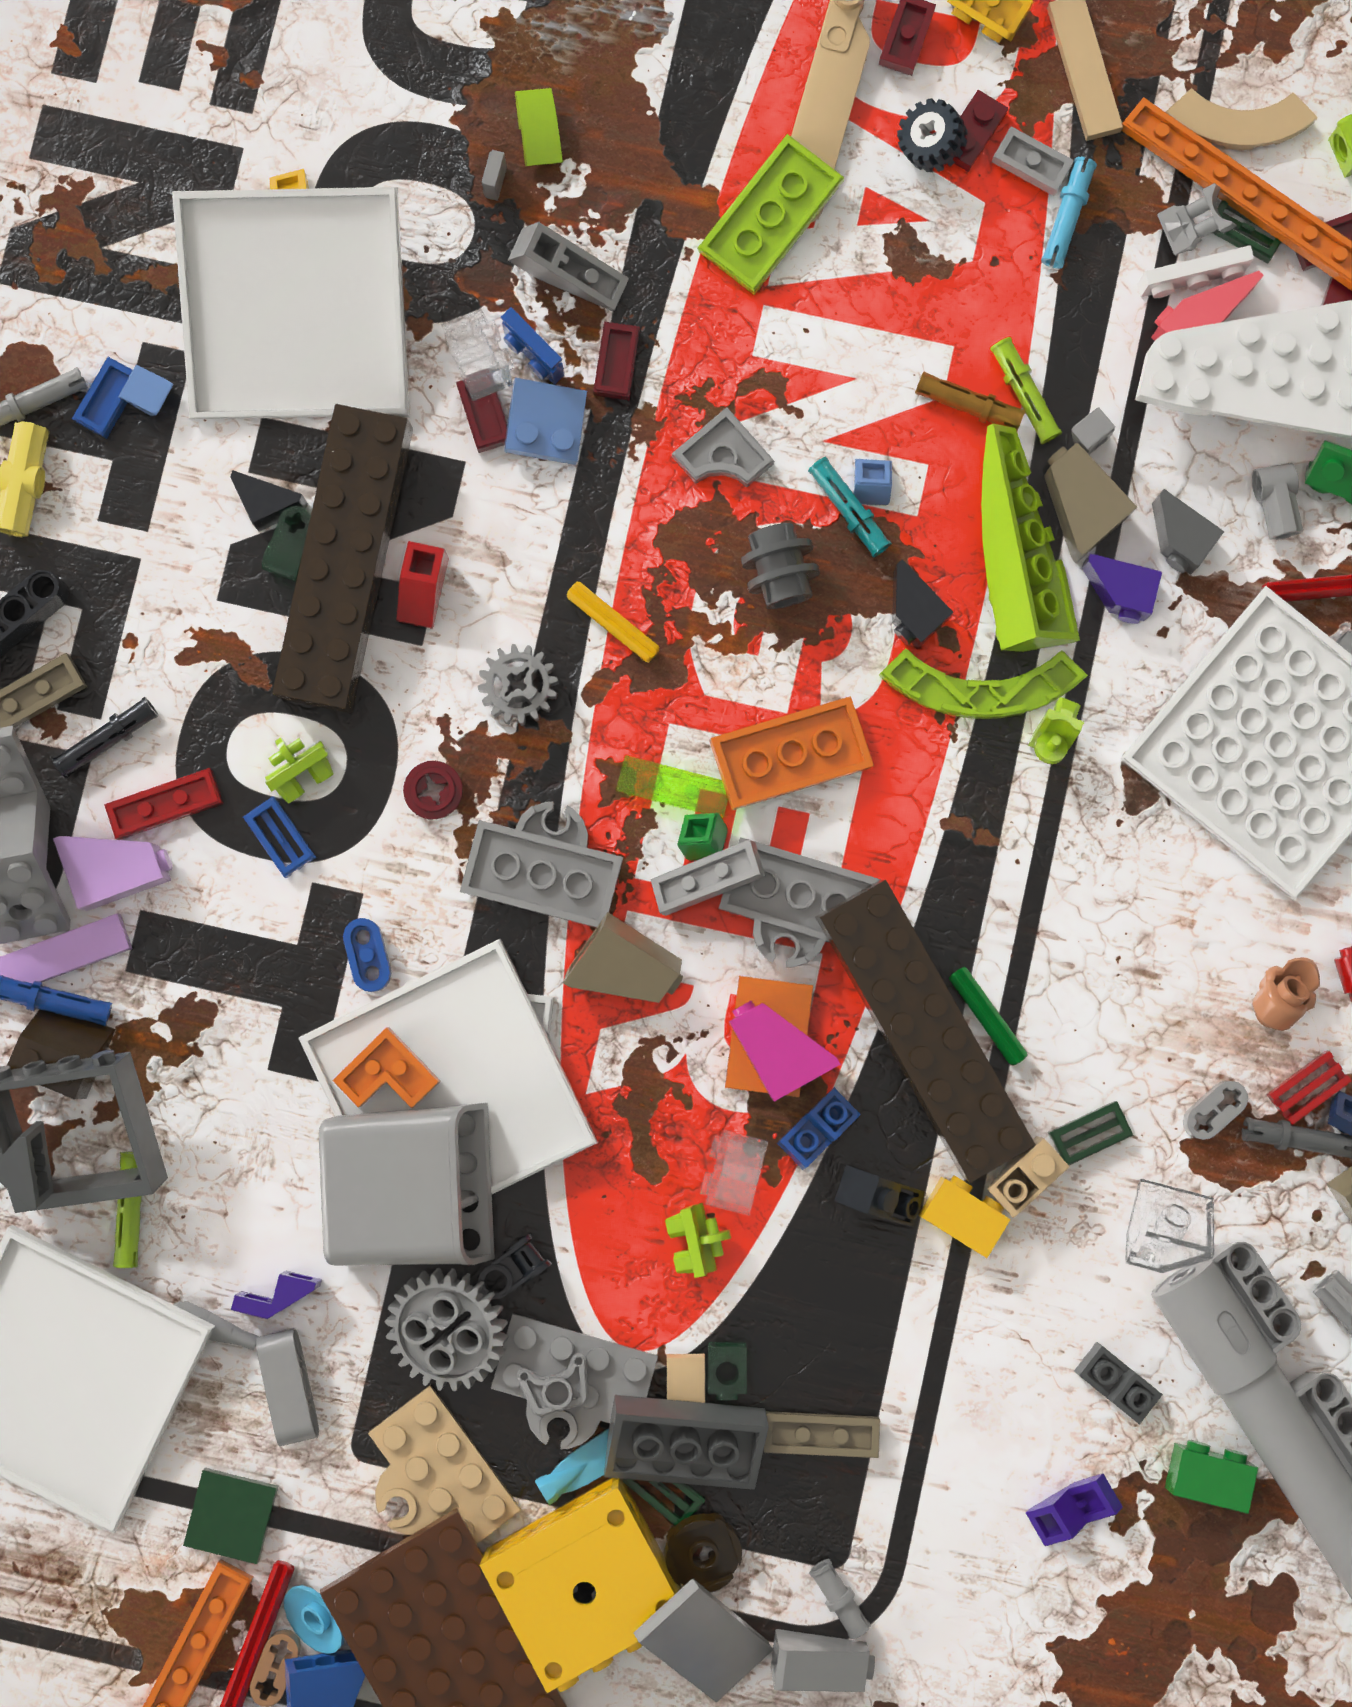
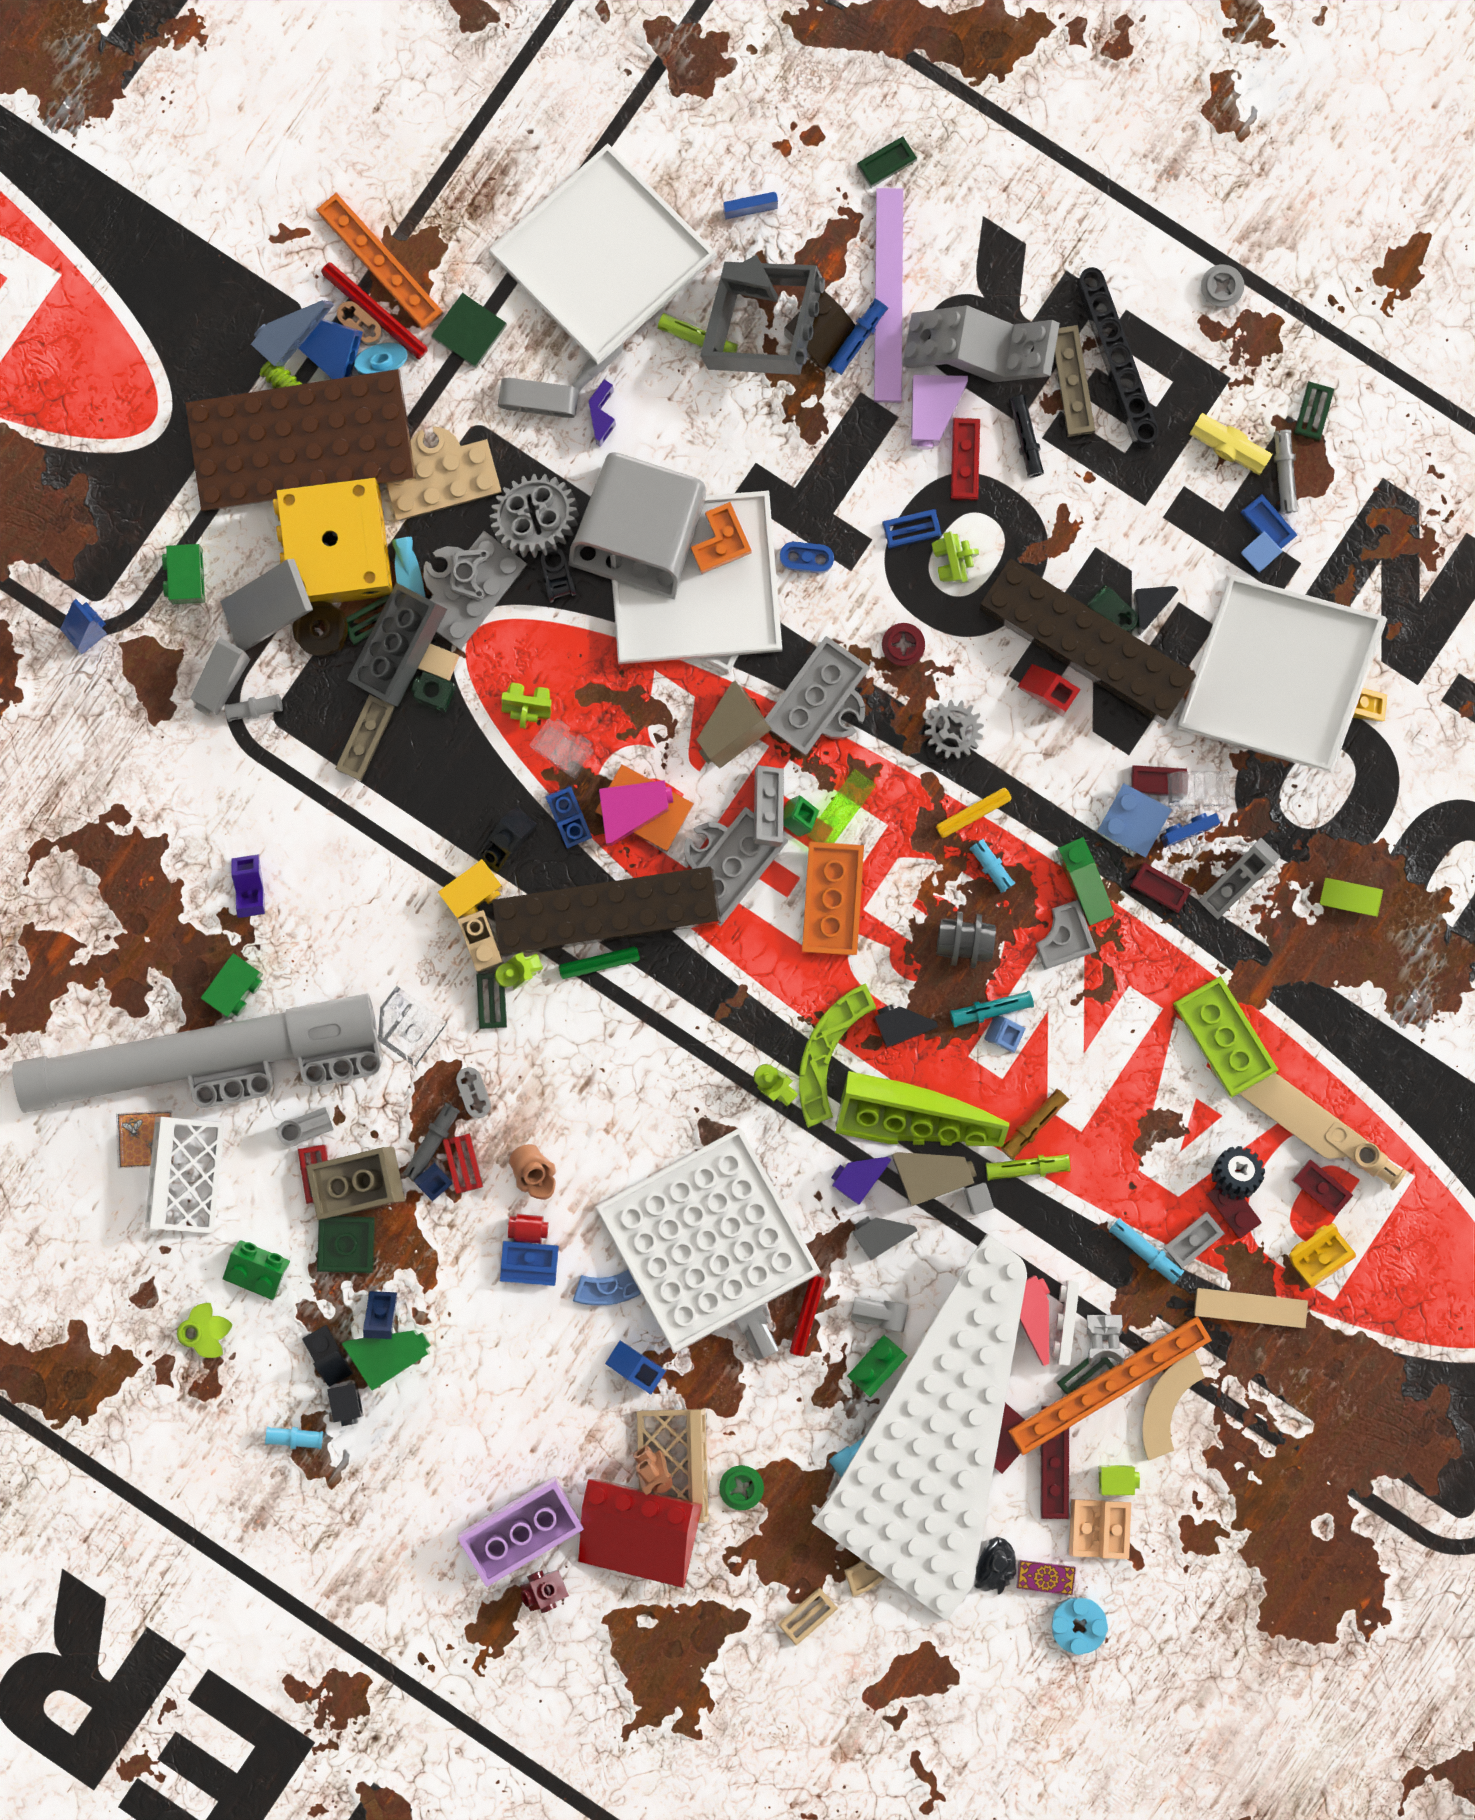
camera: 110 degrees right, 0 degrees up
(494, 174) = (1327, 852): light grey tile -> none
(643, 453) = (1085, 880): none -> green slope
(671, 573) = (992, 866): none -> medium azure pin
(1046, 1114) = (518, 970): none -> lime hips
(1118, 1382) = (318, 950): dark grey slope -> none

